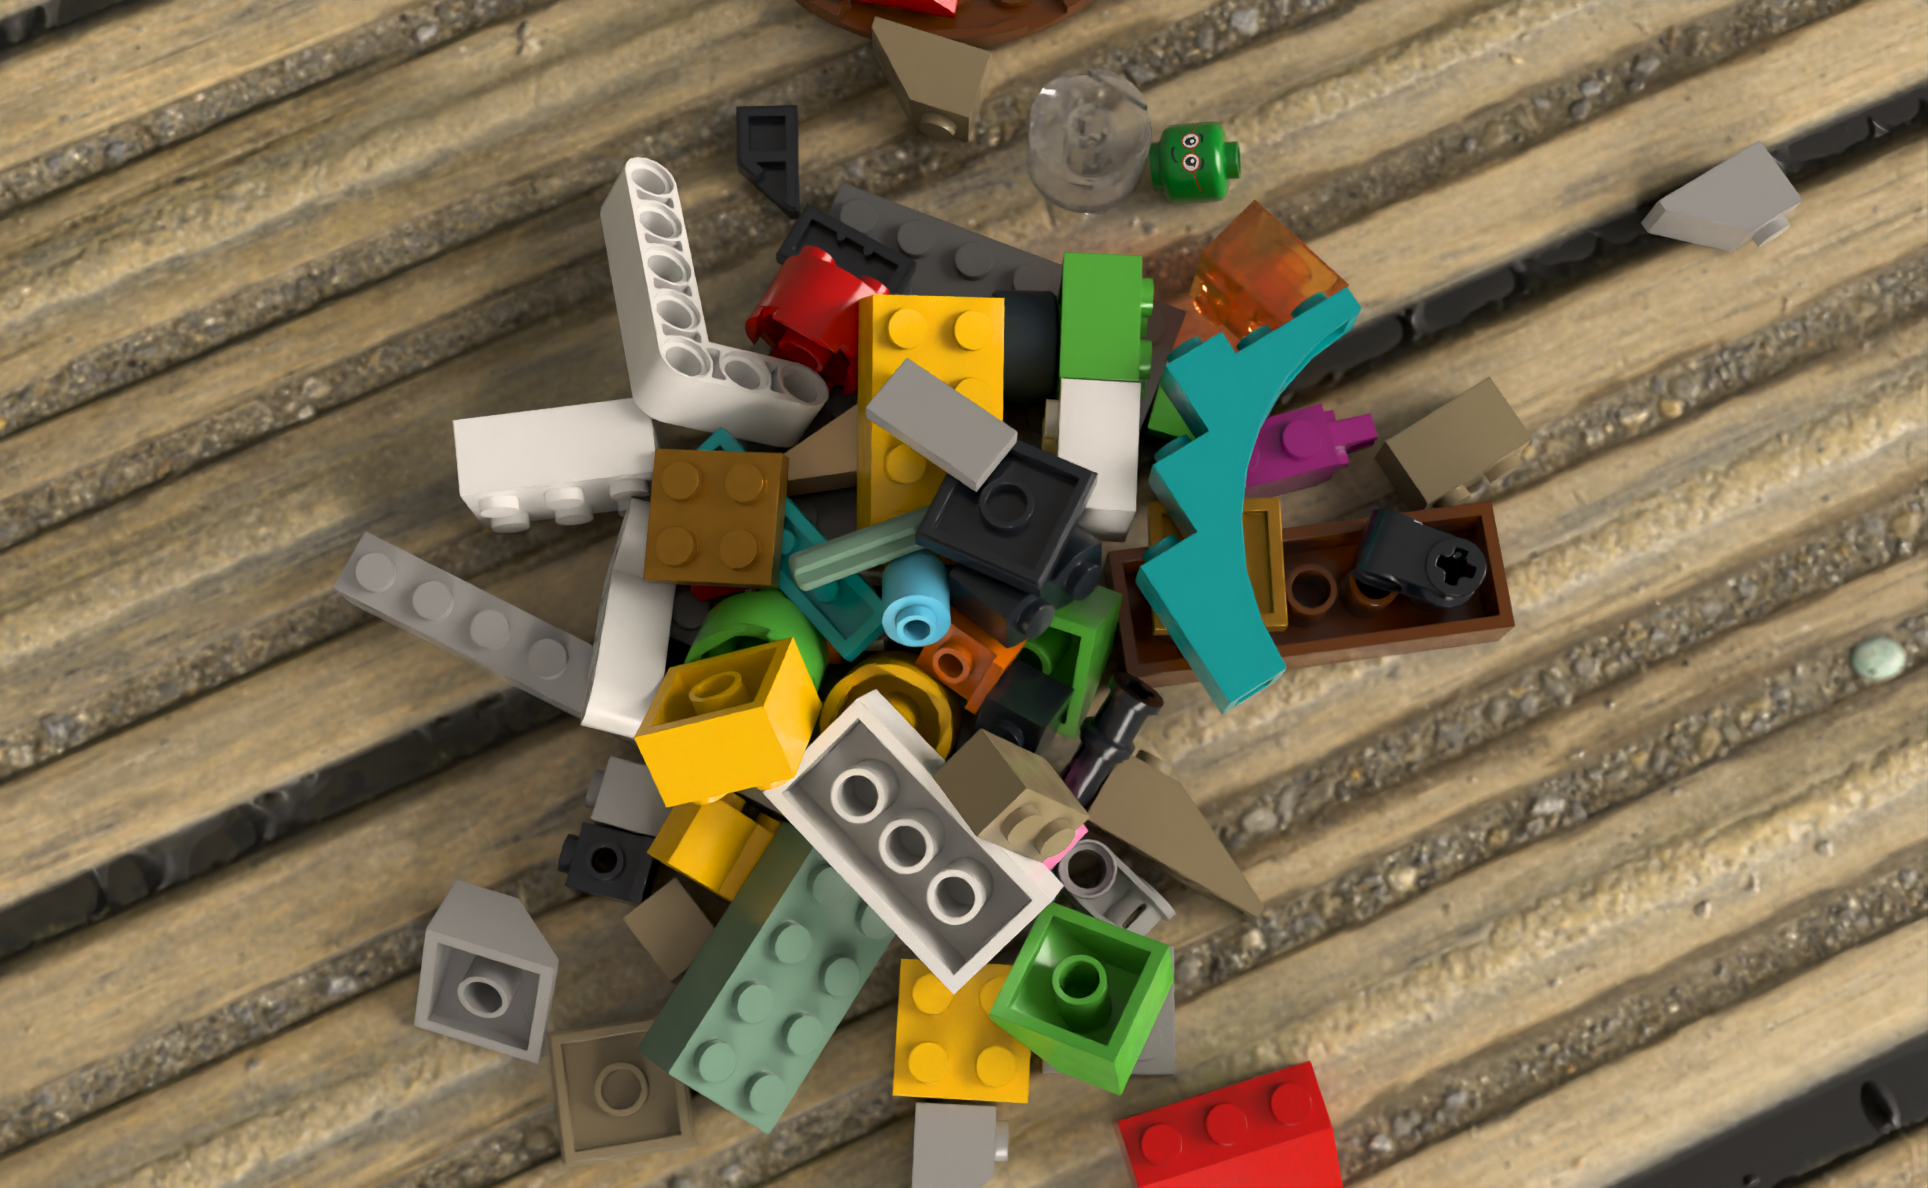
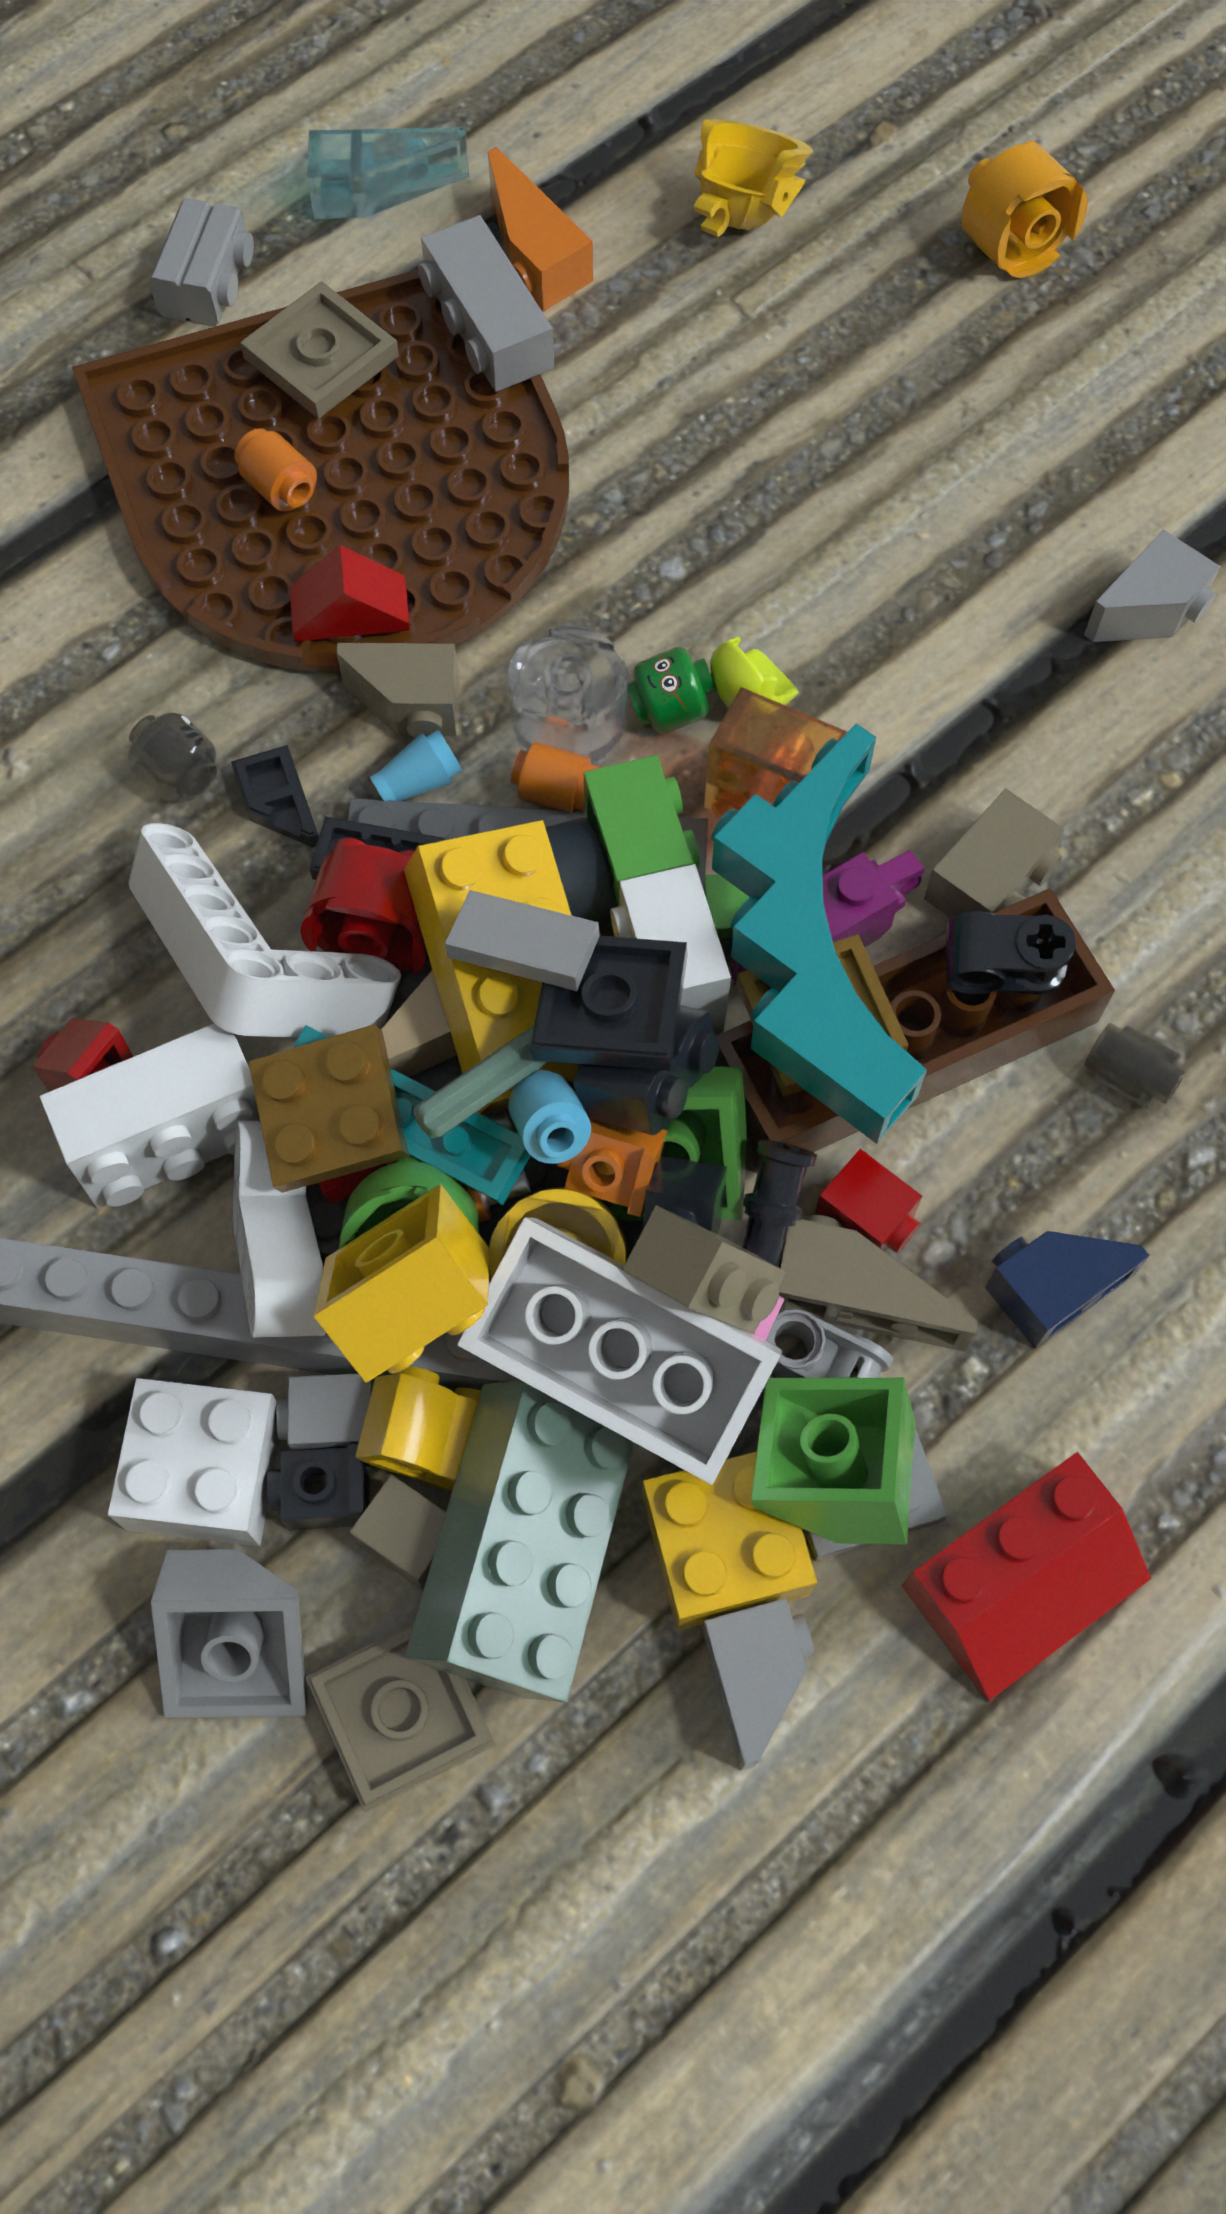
camera: 15 degrees left, 10 degrees down
(505, 805) = (196, 1462): none -> white brick
(506, 381) = (79, 1051): none -> red slope
(679, 85) = (172, 756): none -> clear smoke head
(917, 171) = (417, 769): none -> medium azure cone
(1049, 222) = (551, 777): none -> orange brick
(1206, 759) = (872, 1203): none -> red brick
(1279, 176) = (749, 670): none -> neon yellow hair
(1359, 886) = (1058, 1279): none -> dark blue slope
(1515, 698) = (1135, 1065): none -> clear smoke brick

